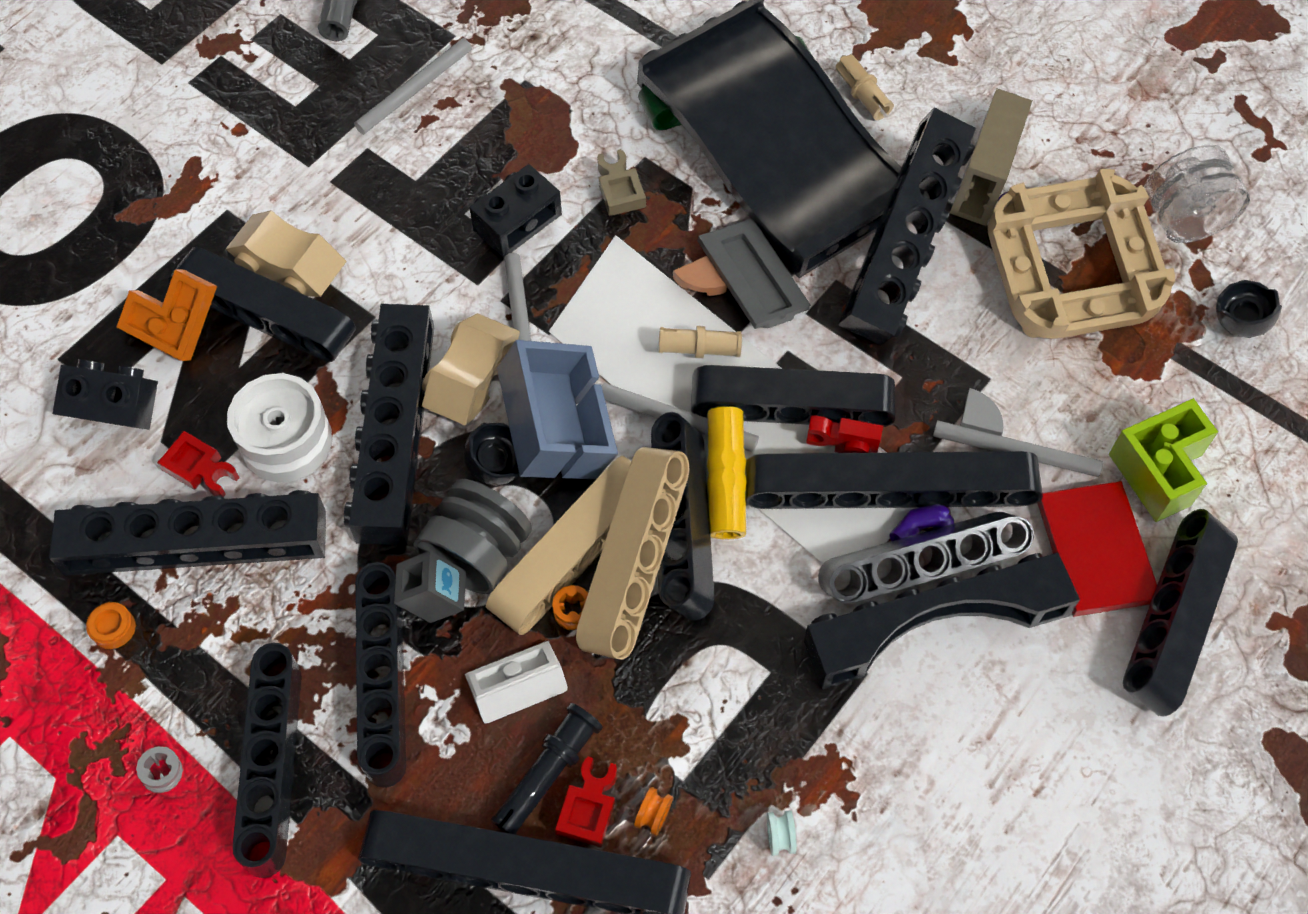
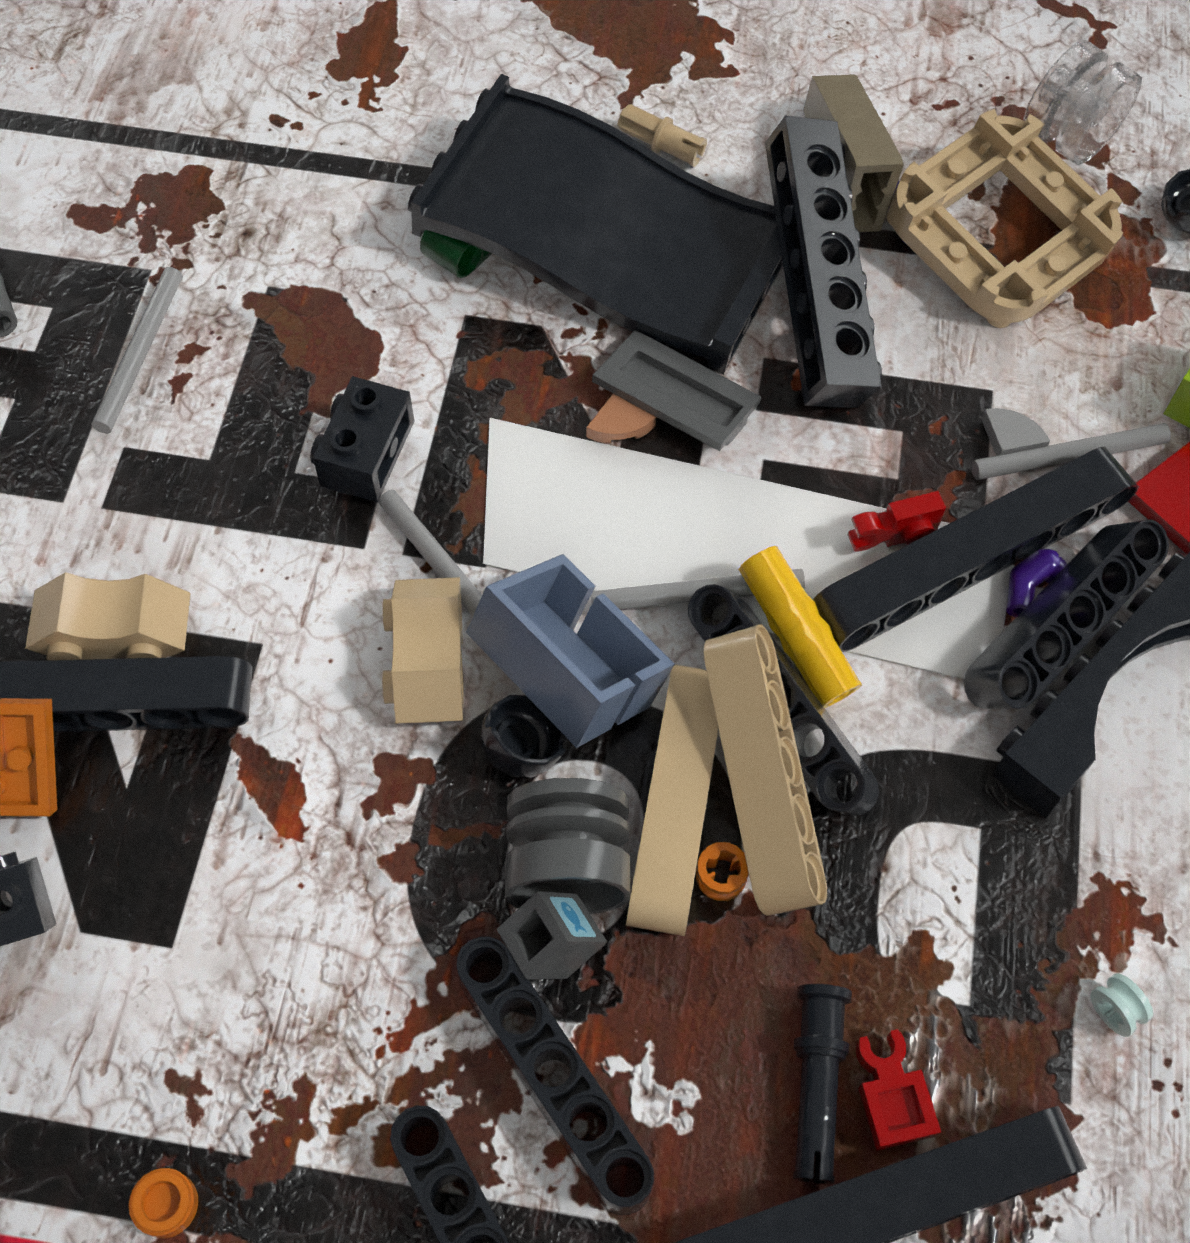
camera: 30 degrees left, 0 degrees up
(77, 530) = (46, 1099): black brick -> none
(195, 462) = (147, 934): red plate -> none
(280, 427) = (239, 835): white wheel -> none
(389, 519) = (442, 881): black brick -> none
(516, 682) = (713, 994): white slope -> none
(620, 187) = (465, 360): dark tan plate -> none
(653, 811) = (971, 1059): orange bush -> none
(700, 342) = (670, 493): tan pin -> none
(794, 394) = (810, 504): black beam -> none

